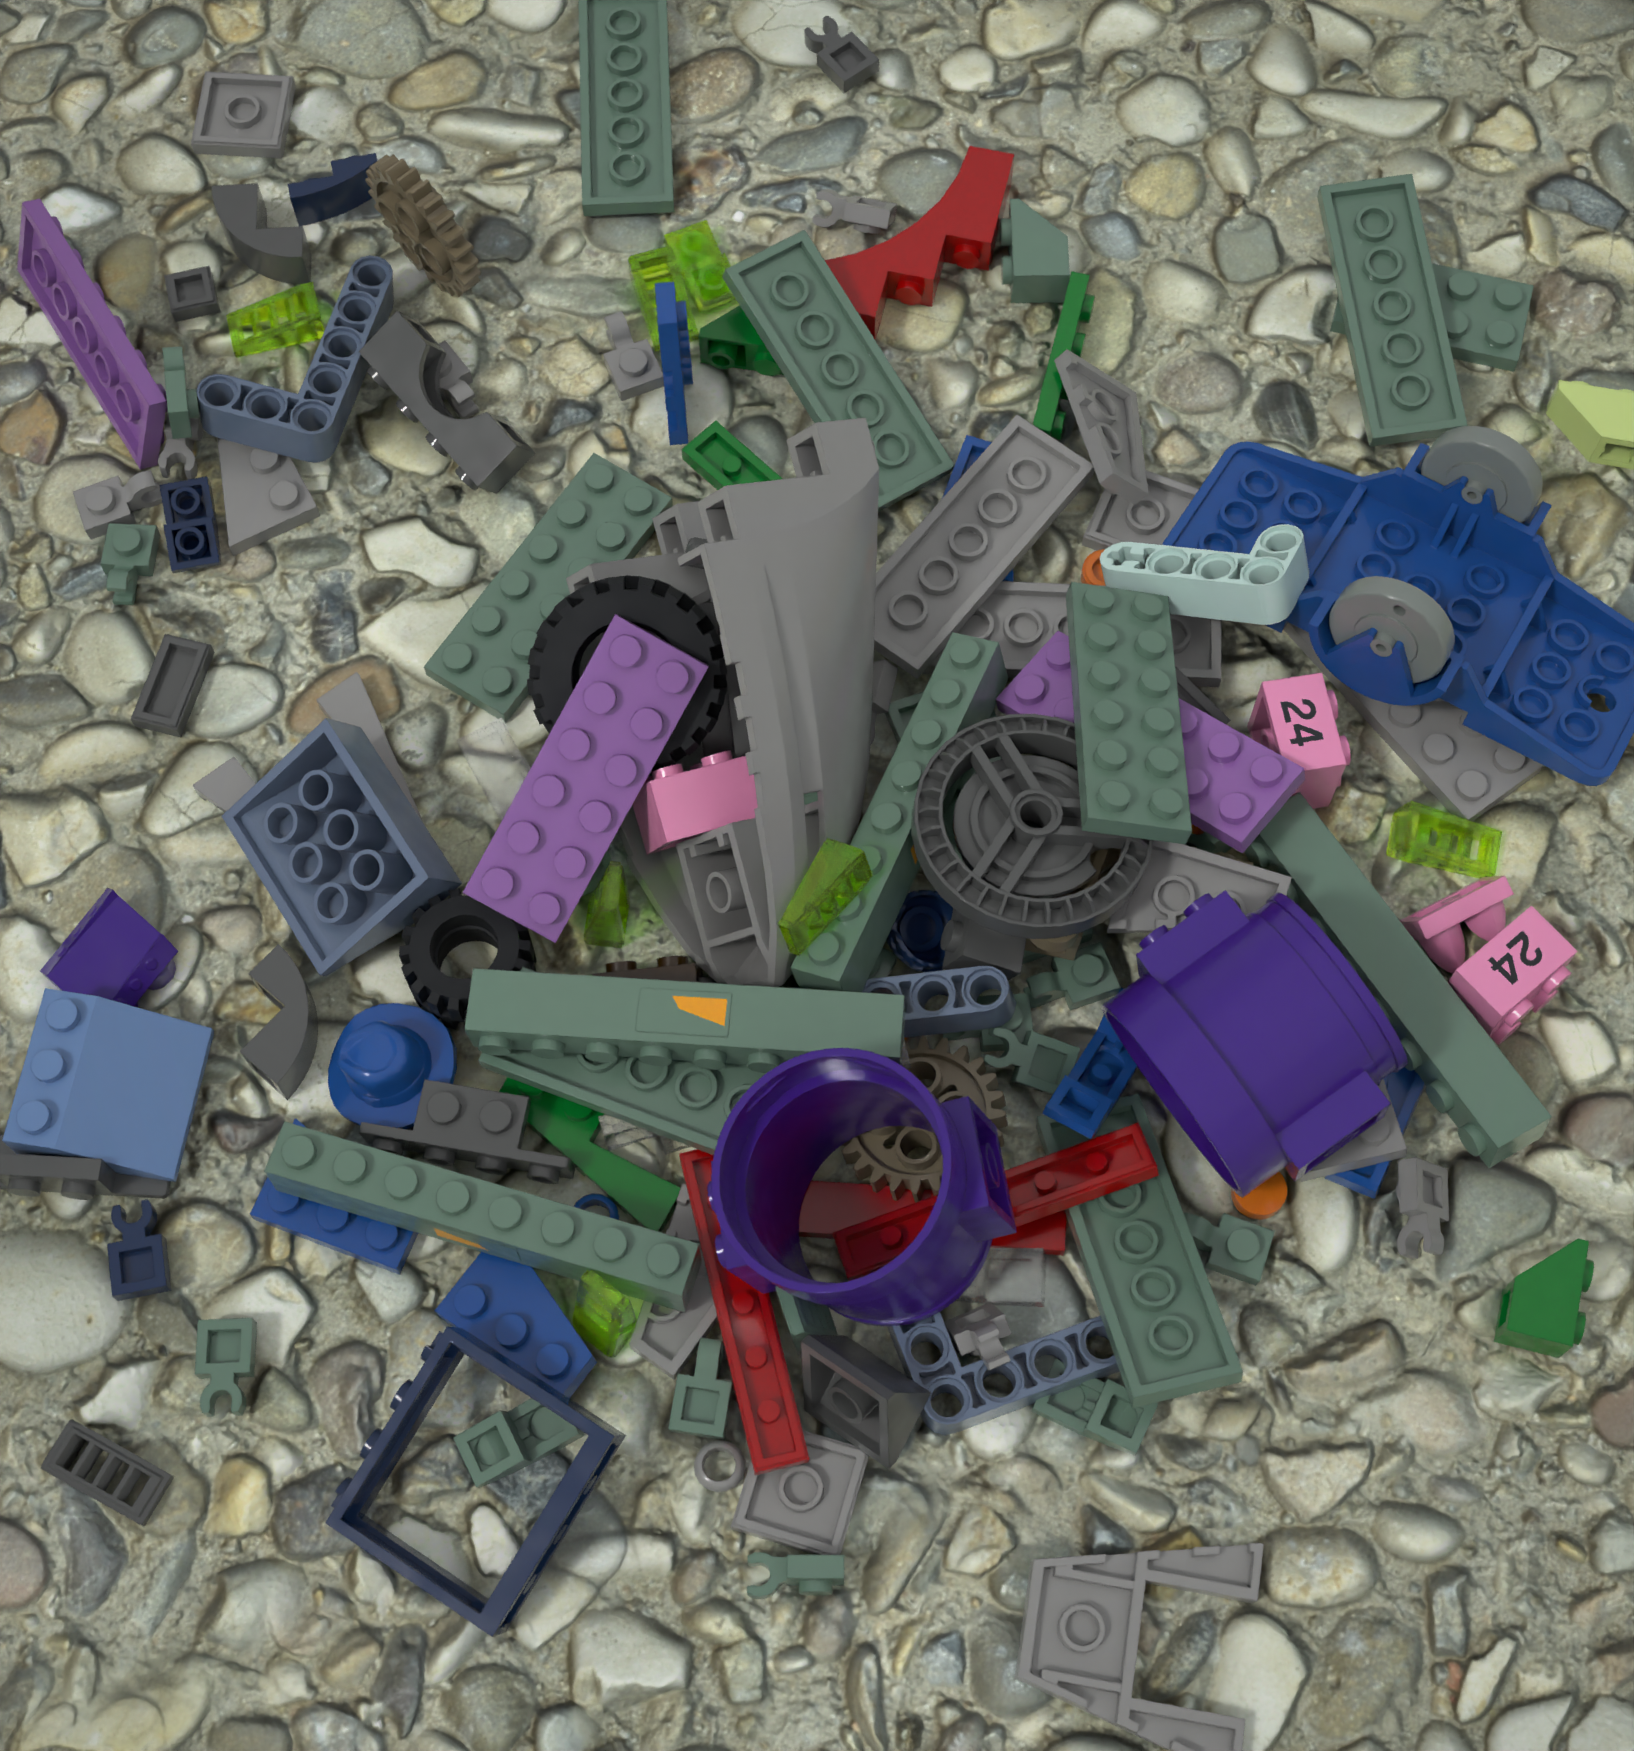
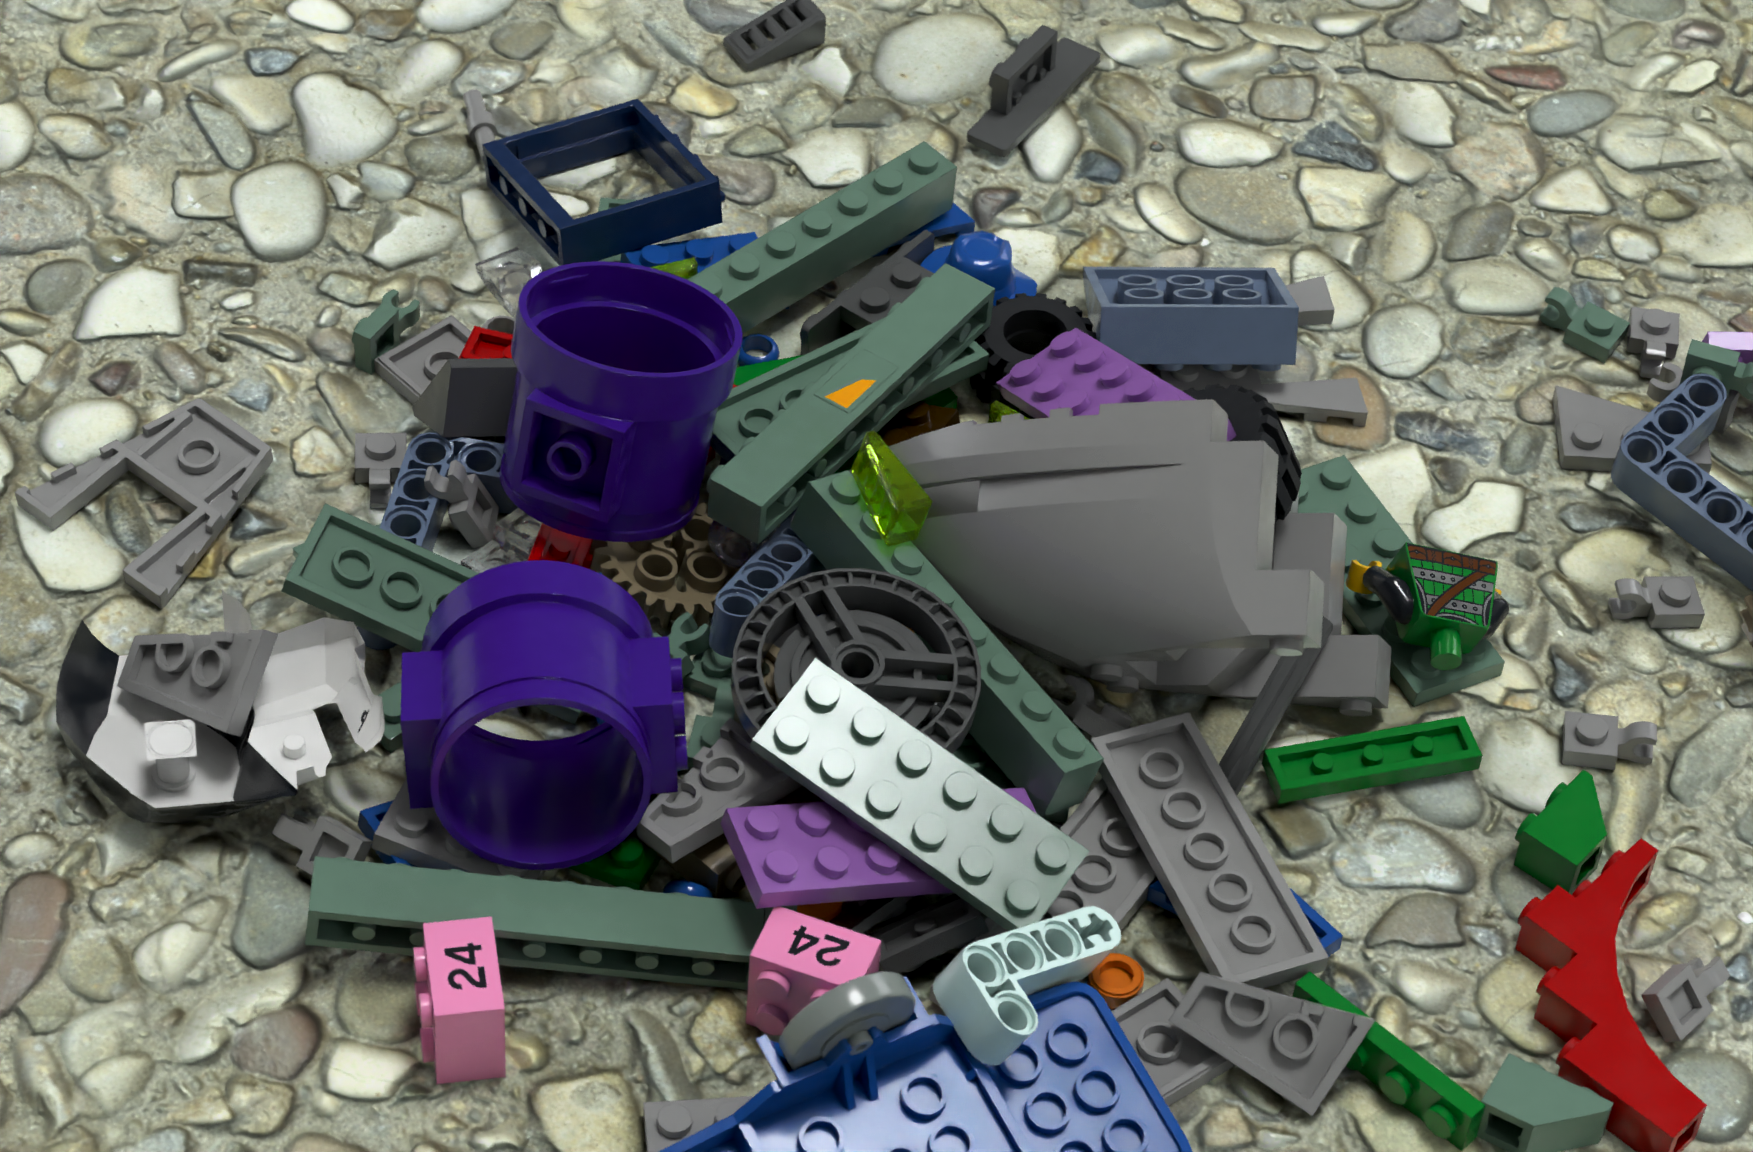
camera: 115 degrees right, 20 degrees down
(108, 1085) = (1076, 118): medium blue slope -> none
(112, 954) = (1191, 181): dark purple slope -> none
(140, 1261) = (926, 101): dark blue plate -> none
(172, 685) = (1436, 308): dark grey tile -> none
(190, 524) = (1583, 370): dark blue slope -> none
(224, 1354) = (807, 117): sand green plate -> none
(289, 1040) = (1046, 245): dark grey brick -> none
(410, 364) = (1666, 551): dark grey arch -> none
(433, 1685) = (479, 121): none -> light grey bar
(589, 492) = (1436, 599): none -> torso
(645, 1487) = (507, 275): none -> clear slope
(652, 268) = (1694, 792): clear neon green slope -> none
(674, 358) = (1558, 721): blue wing -> none
(700, 265) = (1691, 850): clear neon green slope -> none
(836, 360) = (1473, 849): sand green plate -> none
(959, 1467) = (378, 463): none -> light grey plate
(1363, 1406) = (200, 675): none -> light grey wing
(1412, 834) = (637, 1051): clear neon green slope -> none
(1413, 1379) = (185, 771): none -> white piece
(1439, 923) = (562, 1019): bright pink tile -> none
(1543, 1303) = (170, 876): green slope -> none

